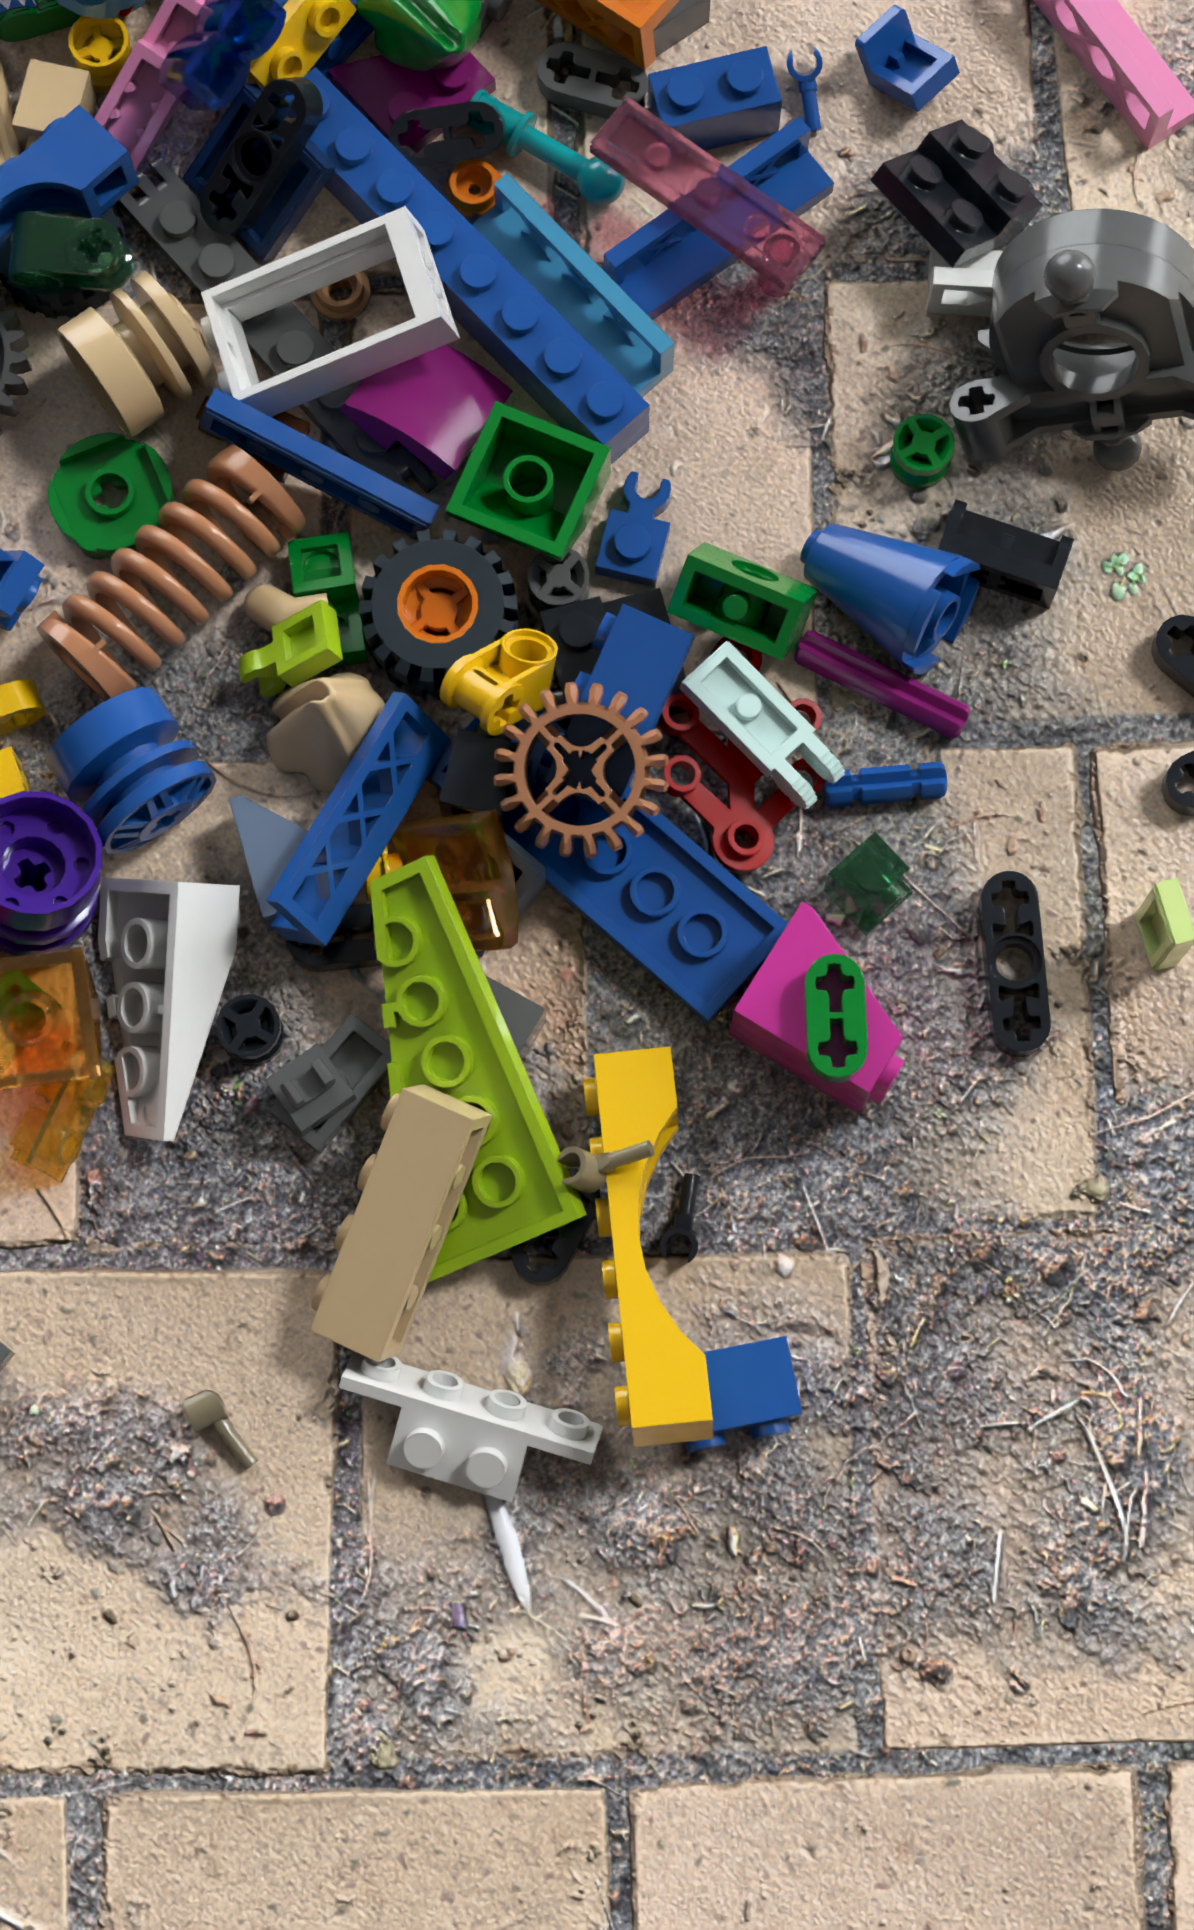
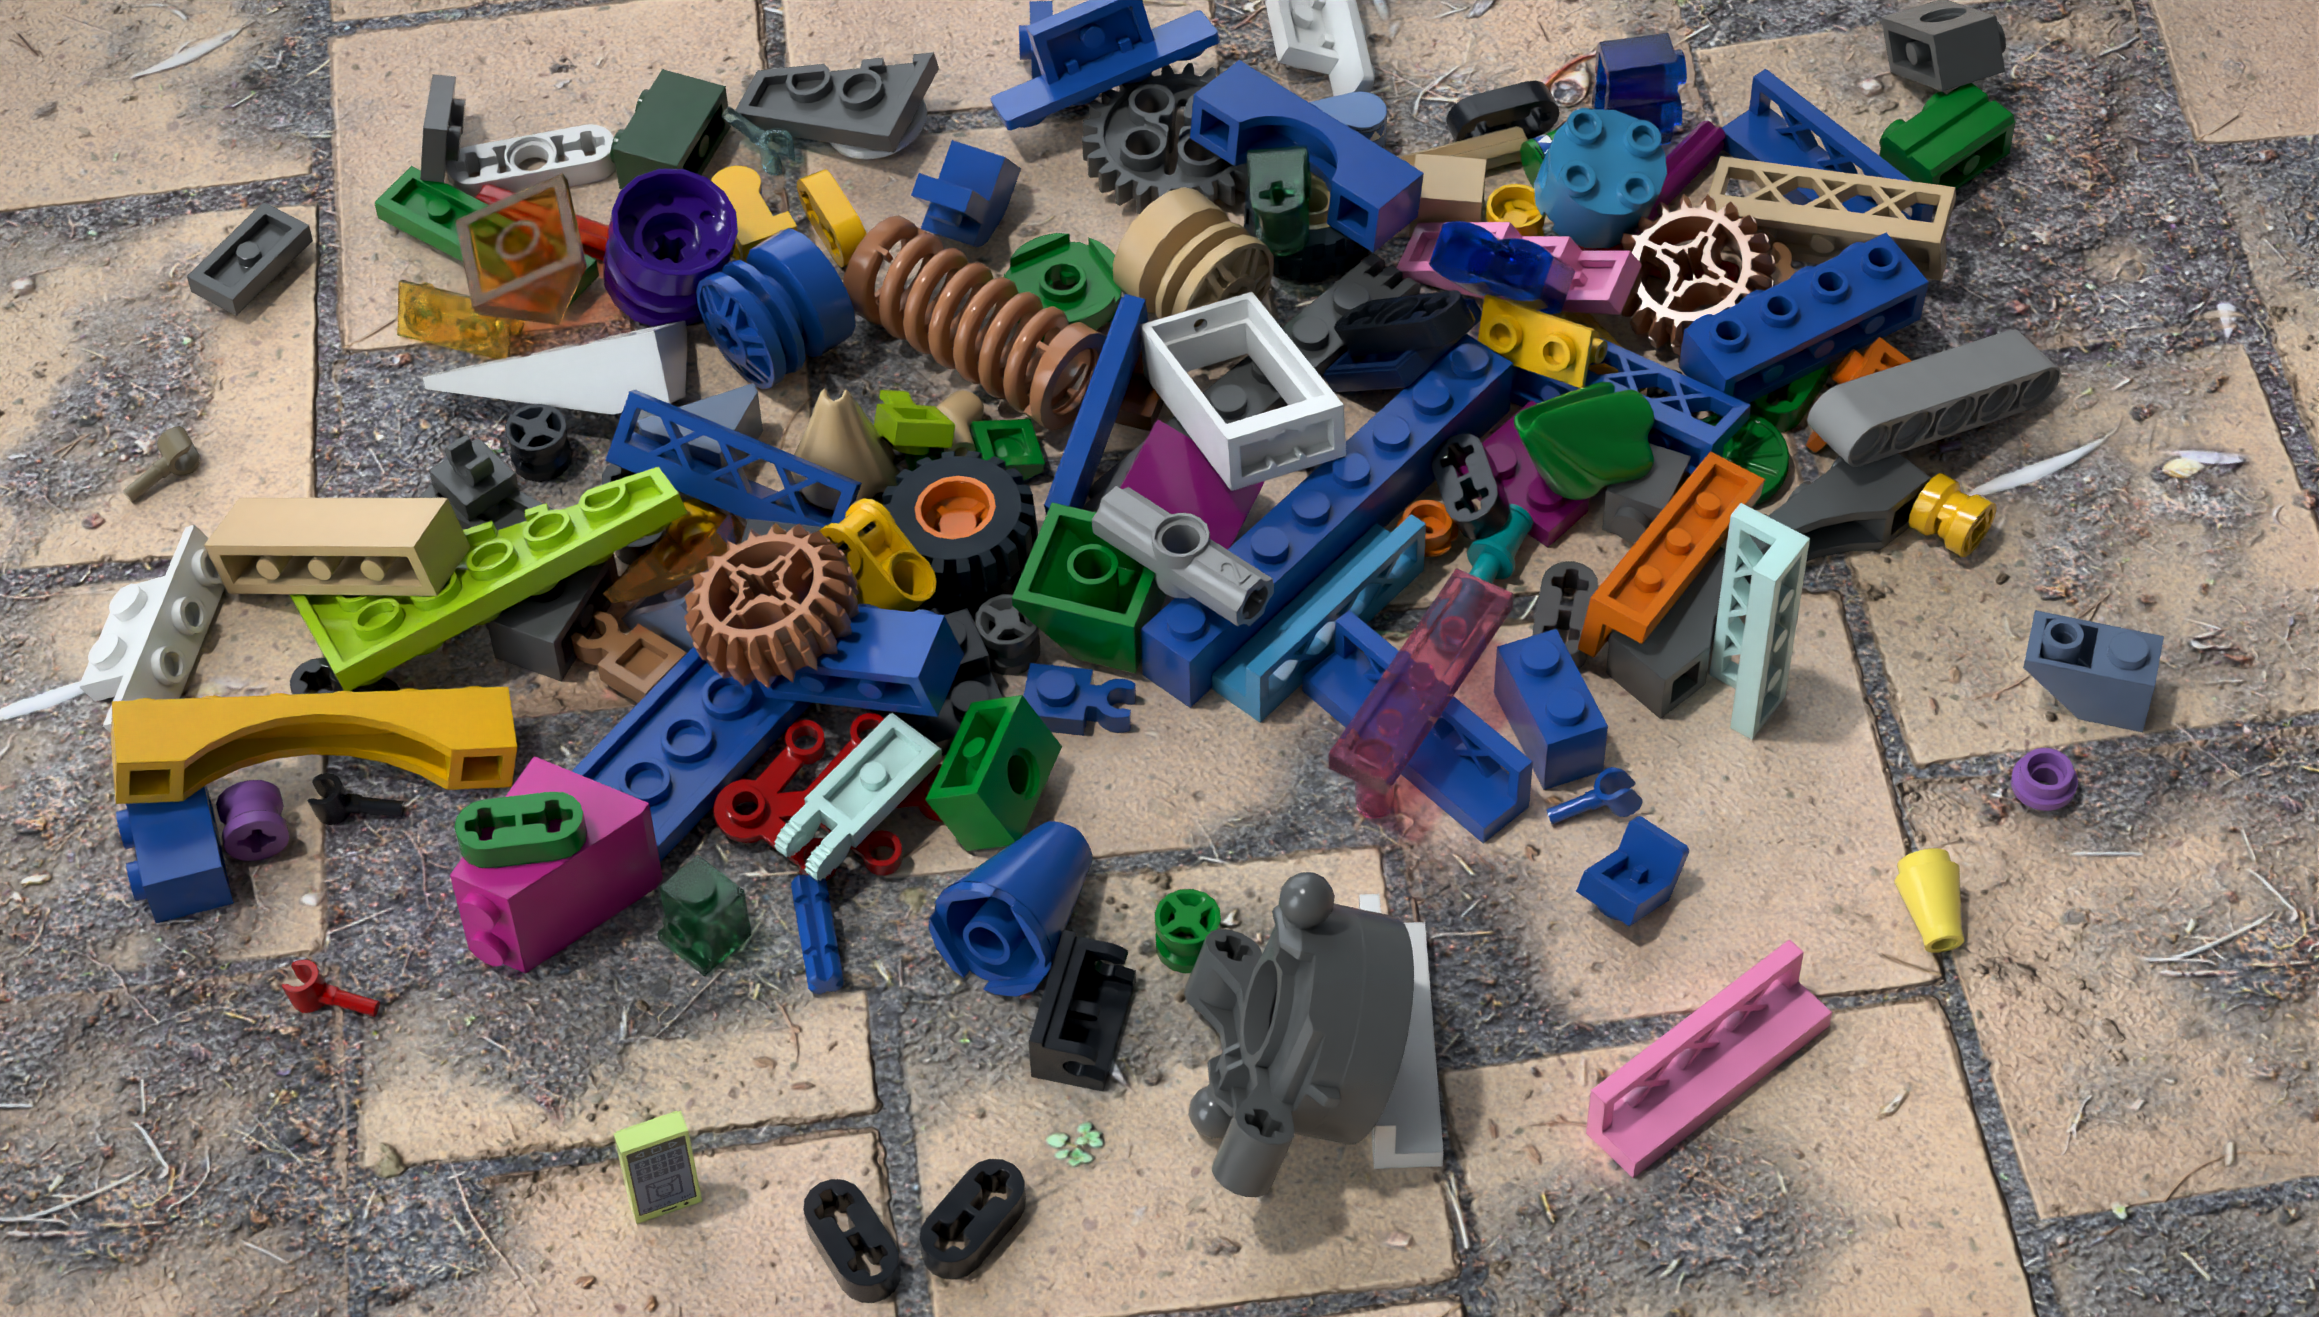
camera: 85 degrees right, 25 degrees down
(550, 938) = (628, 661): none -> medium nougat plate
(581, 356) = (1183, 556): none -> light grey piece
(595, 1167) = (385, 676): dark tan hand -> none
(708, 1315) = (252, 820): none -> medium lavender wheel
(882, 684) = (914, 943): magenta axle -> none
(910, 1239) = (317, 992): none -> red hand
(958, 193) = (1478, 924): black plate -> none
(1026, 916) = (605, 1046): black beam -> none

